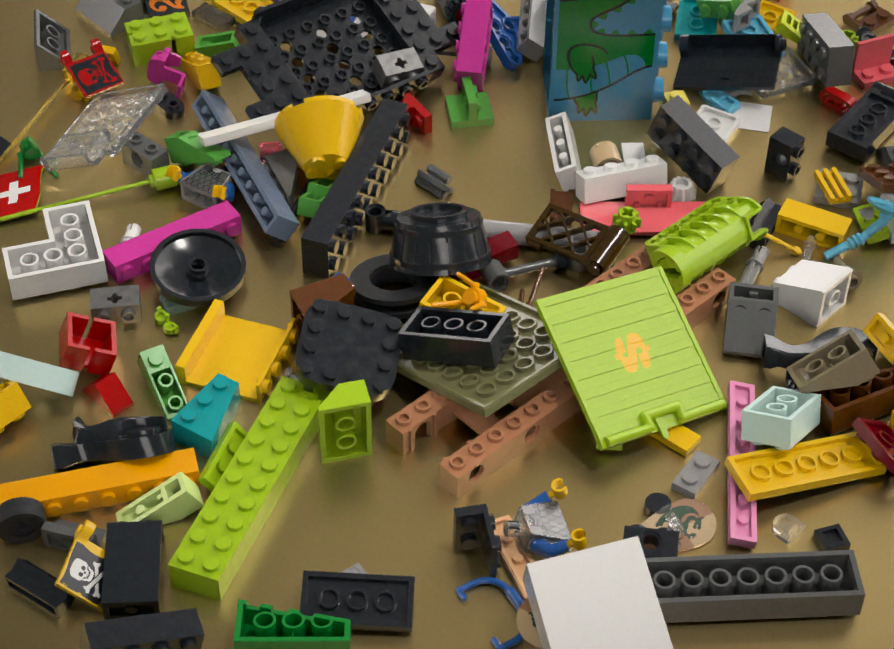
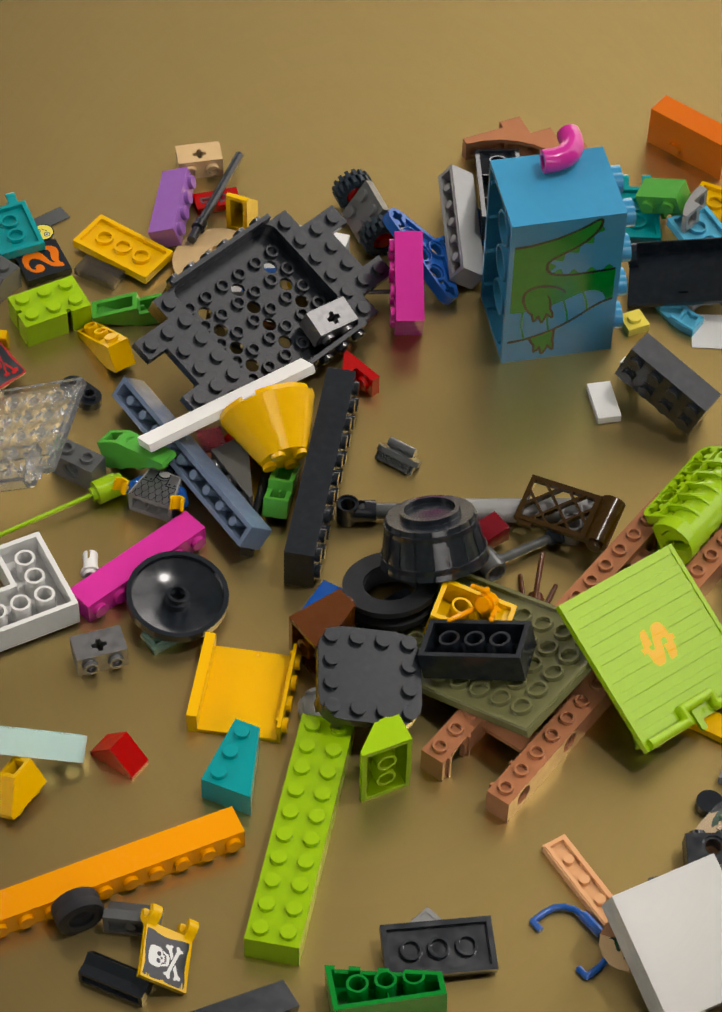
camera: 10 degrees left, 5 degrees up
(93, 353) = (94, 706): red piece -> none
(115, 441) = (148, 807): black animal -> none
(132, 569) = (206, 946): black panel -> none
(159, 69) = (61, 353): dark pink piece -> none
(162, 380) = (176, 735): bright green slope -> none
(163, 319) = (152, 659): lime piece -> none
(166, 502) = (213, 873): yellowish green slope -> none
(222, 455) = (263, 811): lime plate -> none
(469, 108) = (413, 358): bright green bracket -> none
(474, 529) = (543, 854): black bracket -> none
(542, 527) = (603, 845): torso -> none
(561, 199) = (538, 464): reddish brown arm -> none
(563, 150) = (530, 404): white brick -> none
(604, 153) = (576, 409): tan piece -> none
(610, 180) = (598, 432): white brick -> none
(628, 219) = (614, 482): lime gear -> none
(651, 201) = (628, 467): coral bracket -> none
(683, 189) = (661, 435): white piece -> none
(720, 121) = (684, 344): white tile -> none

